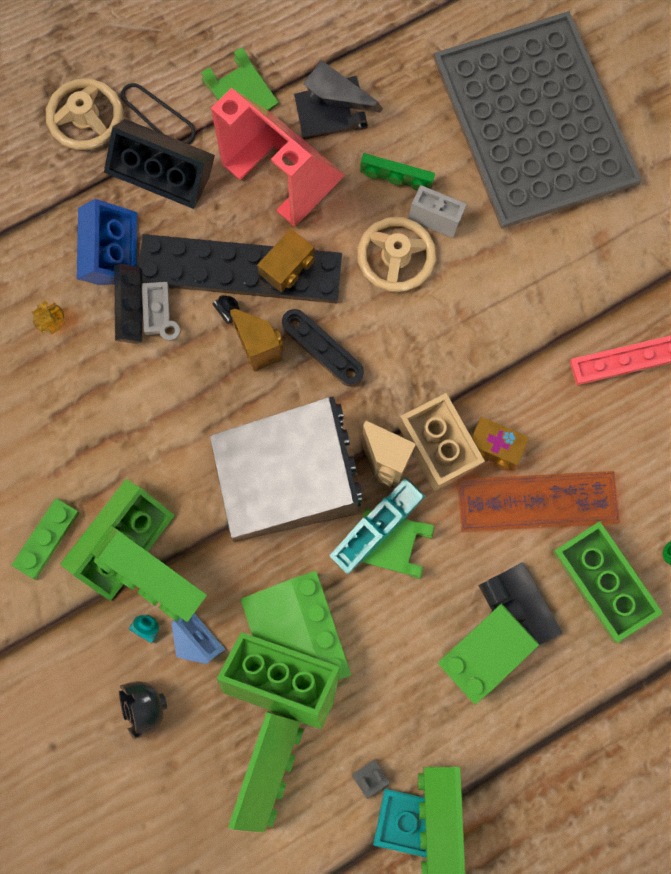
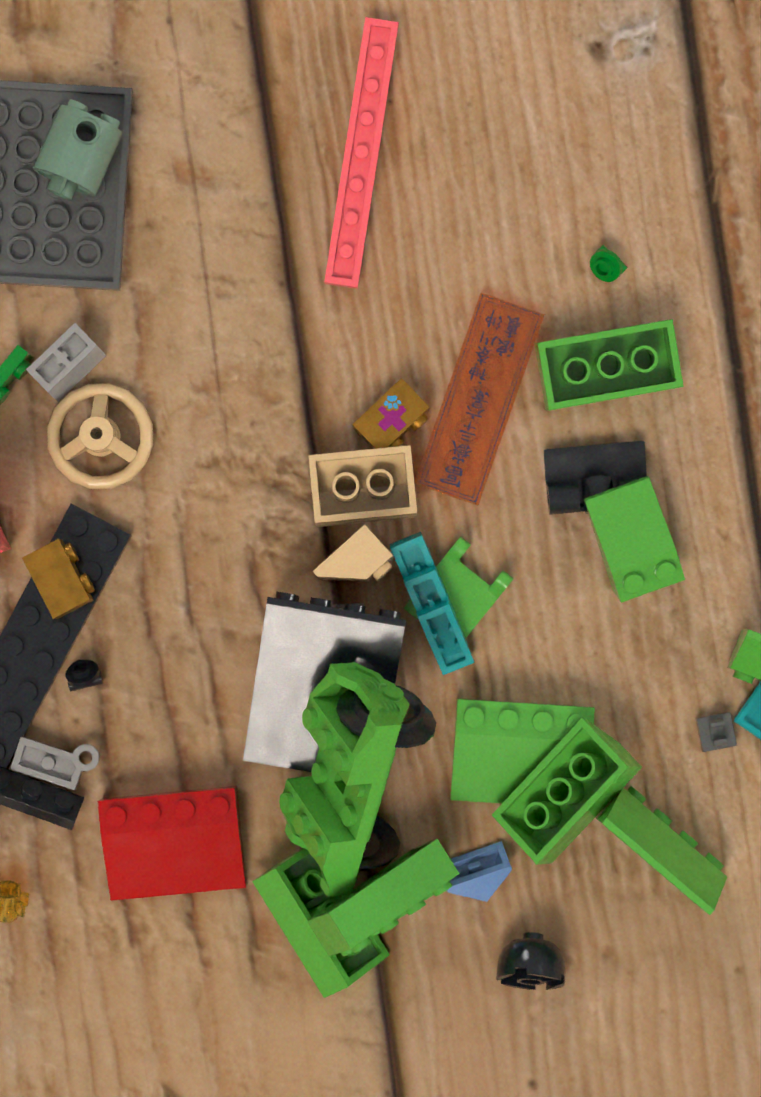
camera: 65 degrees left, 10 degrees up
(45, 539) = (283, 1004): bright green plate -> none
(132, 414) = (172, 843): none -> red slope
(145, 627) = (438, 925): teal plate -> none
(258, 339) = (145, 655): pearl gold slope -> none
(265, 497) = (334, 812): none -> bright green piece
(322, 347) = (183, 578): black plate -> none
(585, 155) = (72, 162): none -> sand green cylinder

